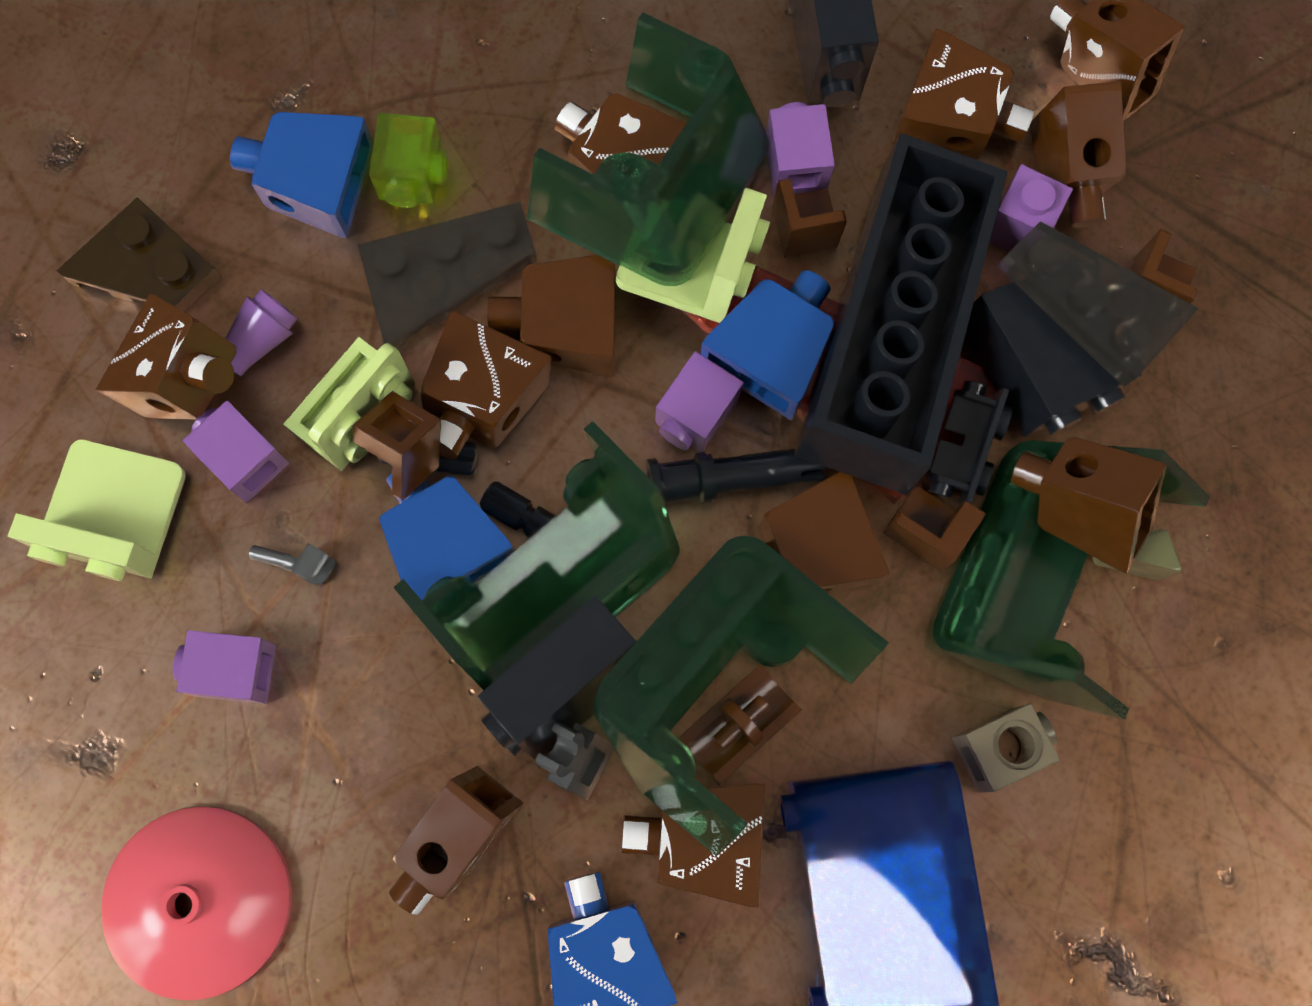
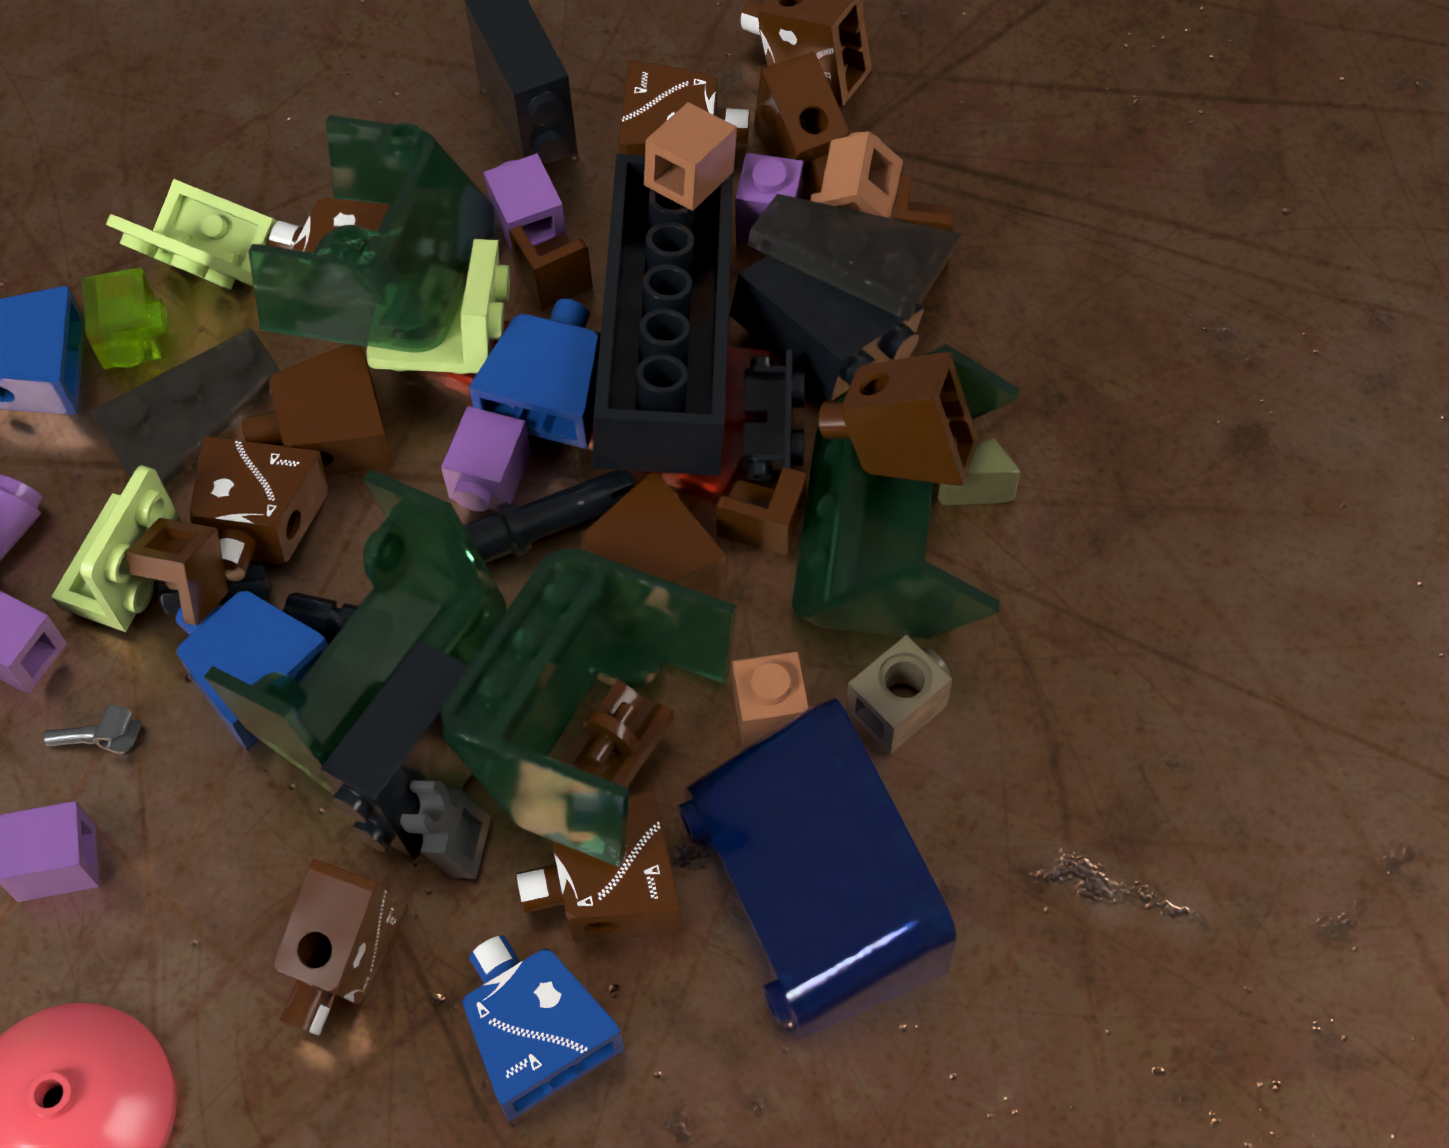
camera: 10 degrees left, 15 degrees down
(496, 97) = (200, 235): none -> yellowish green bracket
(890, 722) = (767, 694): none -> nougat brick
(971, 162) = (690, 156): none -> nougat brick
(1123, 223) = (861, 175): none -> nougat brick

